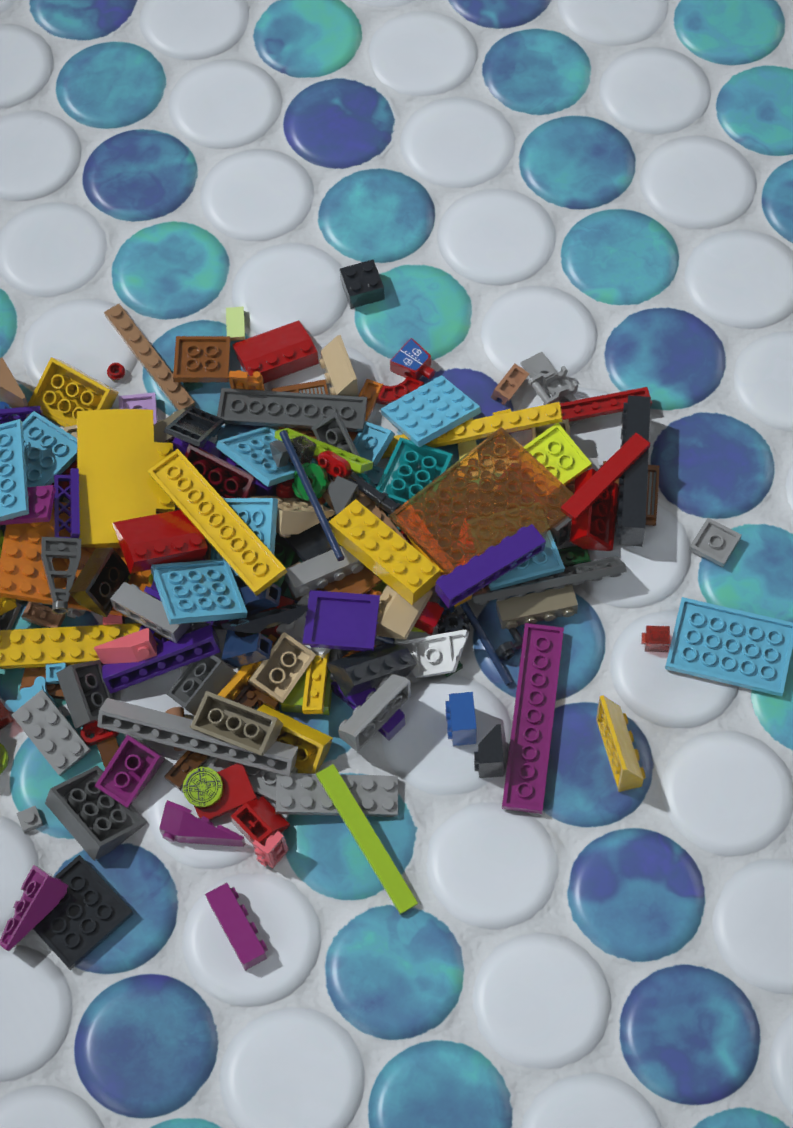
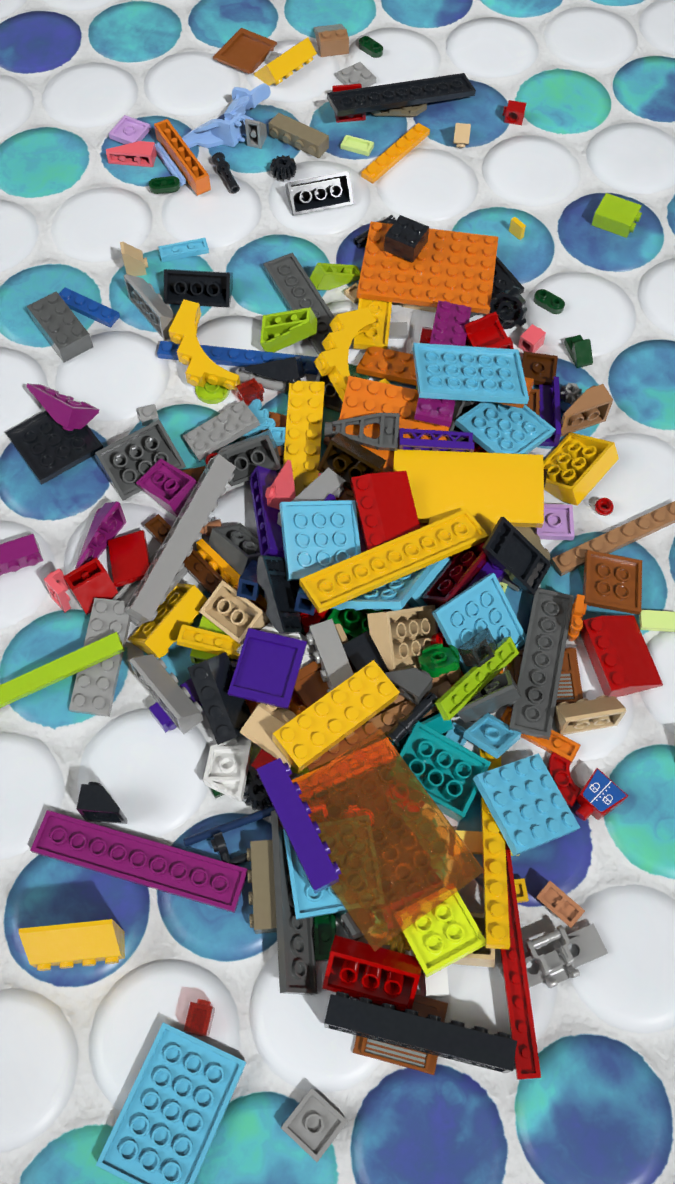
camera: 95 degrees right, 0 degrees up
(203, 787) = (134, 540): lime tile -> none
(236, 724) = (179, 565): dark tan slope -> none
(279, 453) = (474, 631): dark grey slope -> none
(312, 496) = (409, 648): dark blue piece -> none
(334, 464) = (452, 680): red plate -> none
(461, 719) = (146, 781): blue brick -> none
(605, 477) = (401, 987): red tile -> none

